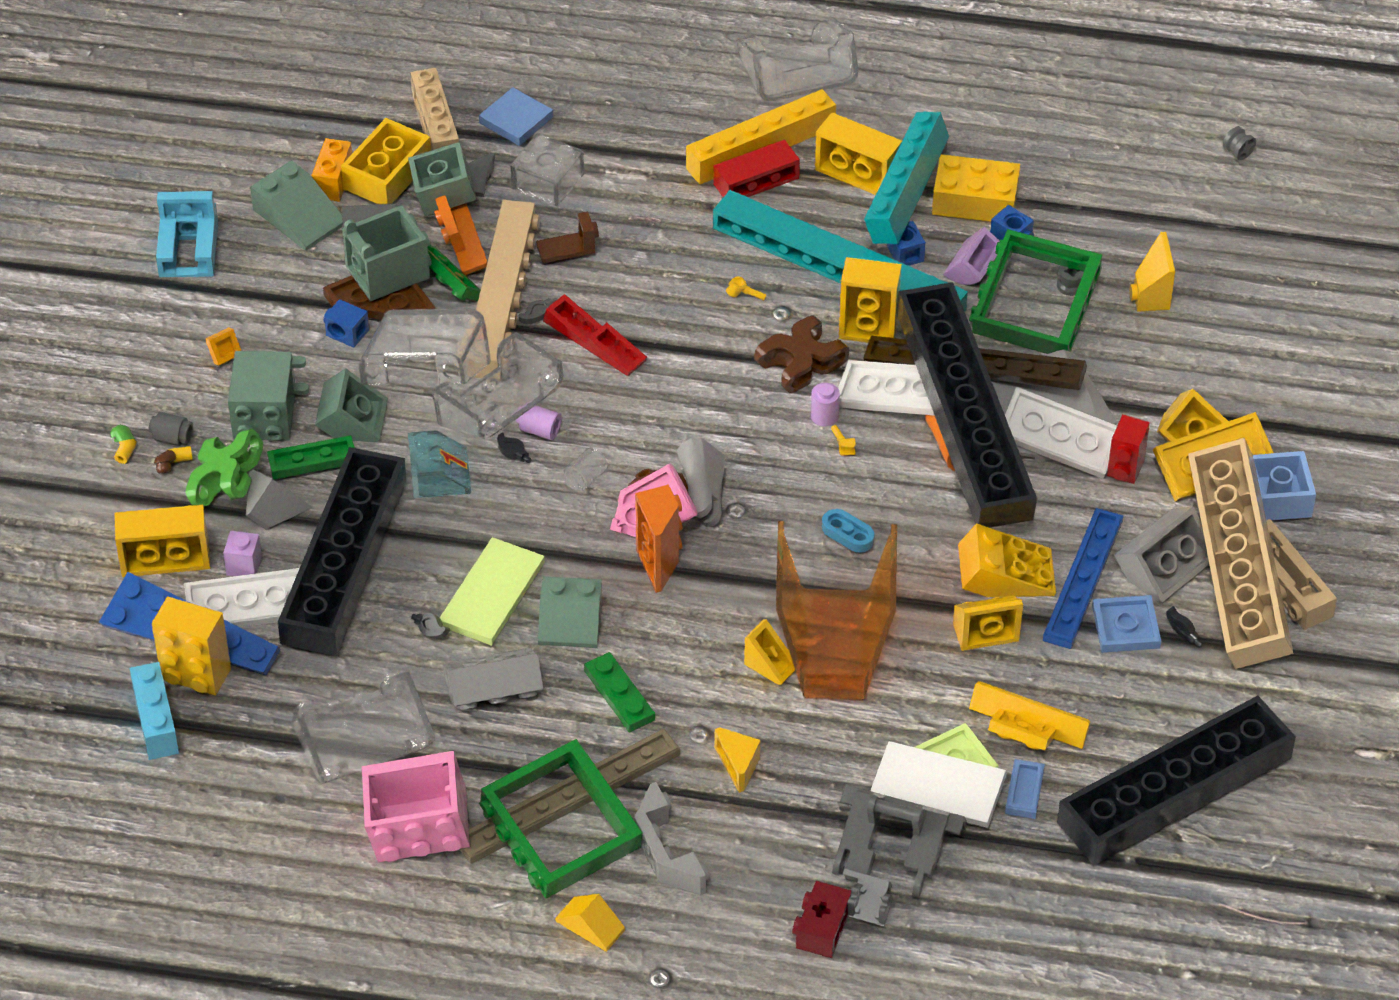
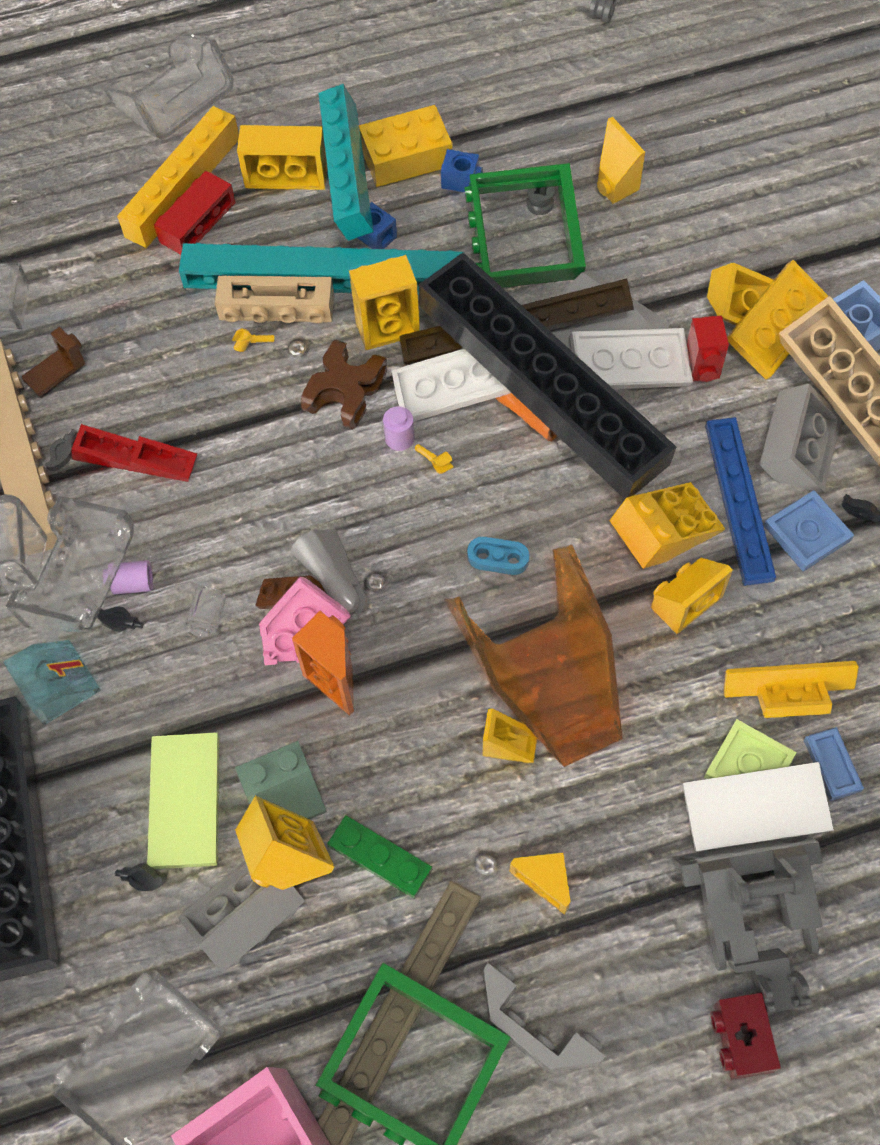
camera: 25 degrees left, 15 degrees up
(546, 635) = (281, 846): none -> yellow slope
(784, 266) = (274, 299): none -> tan brick
(973, 258) = (443, 215): lavender brick -> none

